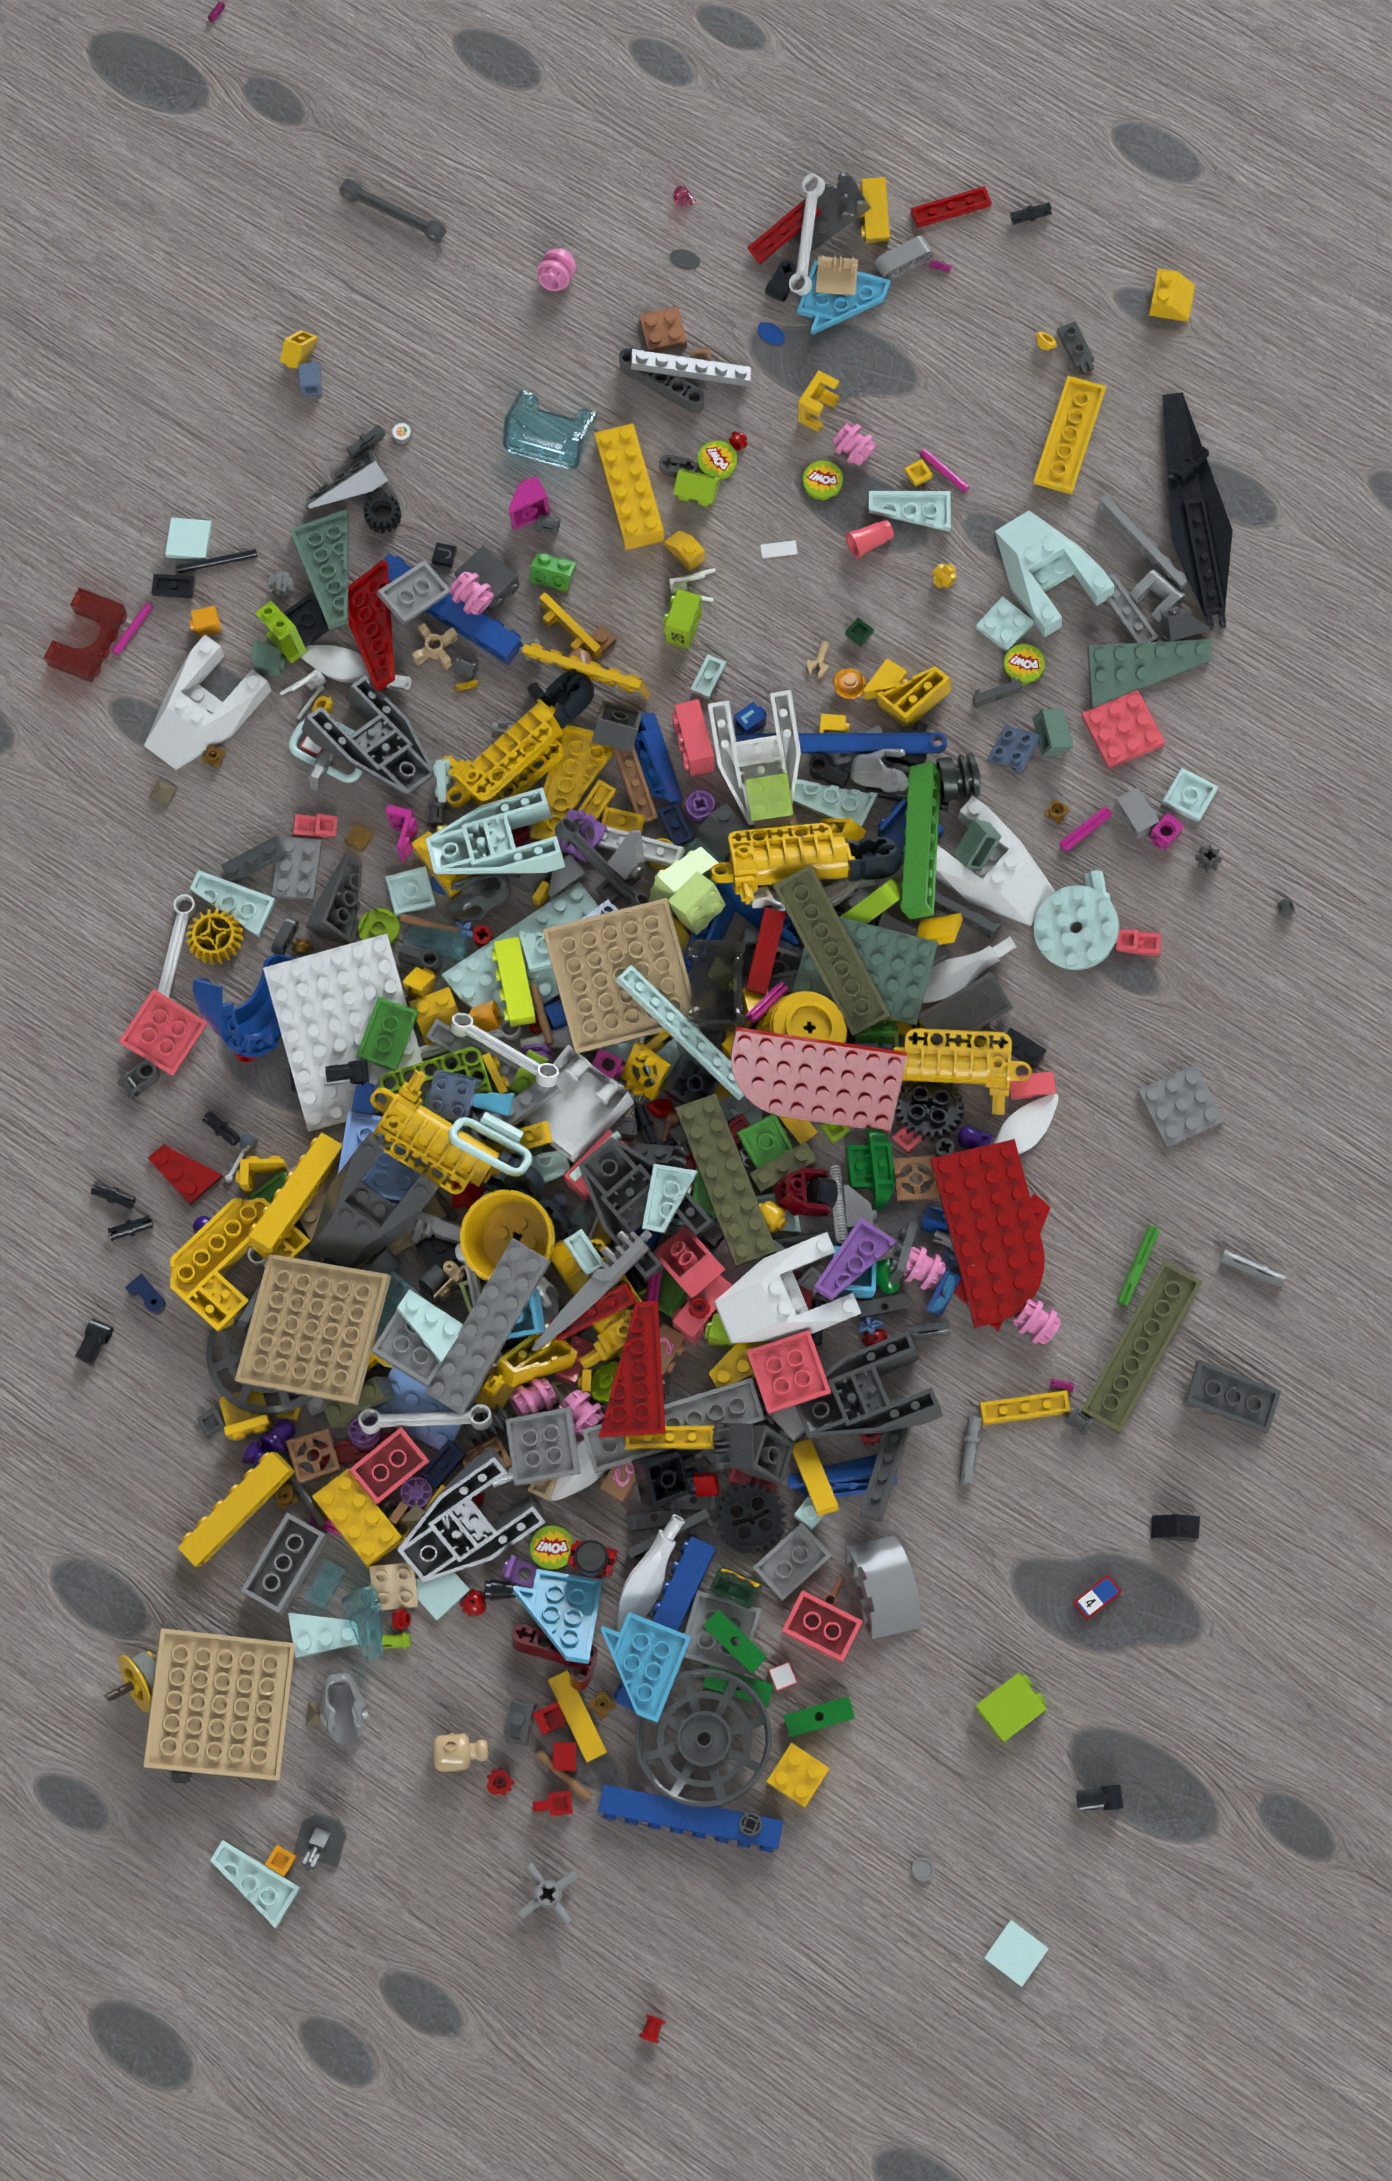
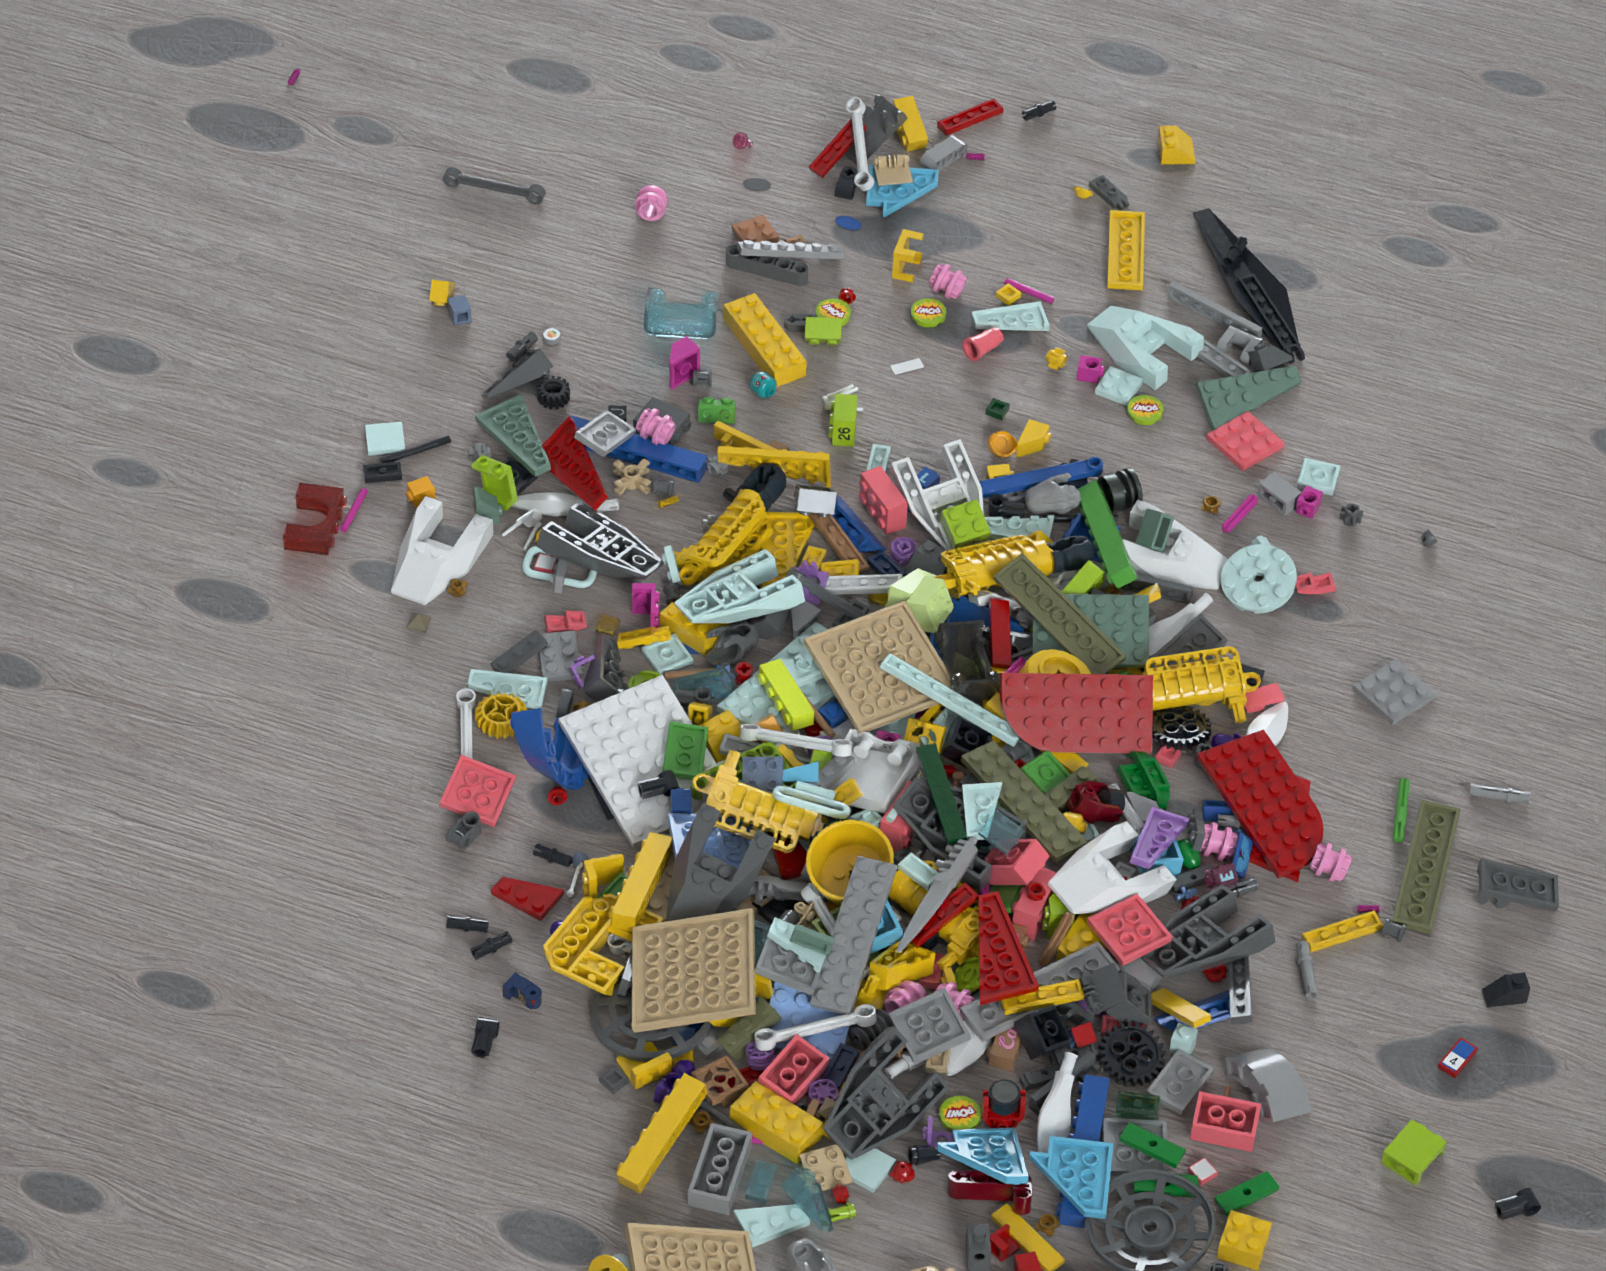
camera: 20 degrees left, 25 degrees down
(309, 890) = (572, 669): none -> medium lavender bracket
(388, 866) = (643, 636): none -> yellow hinge
(437, 1330) = (811, 939): none -> sand green tile
(541, 894) = (785, 635): yellow tile -> none
(610, 548) = (763, 385): none -> teal head
(629, 856) = (856, 588): light grey slope -> none
(630, 1166) = (941, 793): none -> dark green tile
(680, 1231) = (1001, 832): none -> clear light blue piece
(686, 550) = (829, 376): yellow slope -> none
(710, 1361) = (1056, 939): none -> medium nougat axle
(819, 661) = (970, 436): tan bar -> none
(834, 1132) = (1102, 761): lime tile -> none
(901, 1194) = (1203, 778): medium nougat piece -> none
(912, 1315) = (1221, 874): none -> clear pink brick
(916, 697) = (1062, 443): yellow wedge -> none
(977, 589) = (1090, 369): none -> dark pink brick
(997, 693) = (1130, 432): dark grey piece -> none
(1014, 748) = (1159, 466): sand blue hinge -> none
(1054, 732) = (1188, 449): sand green brick -> none

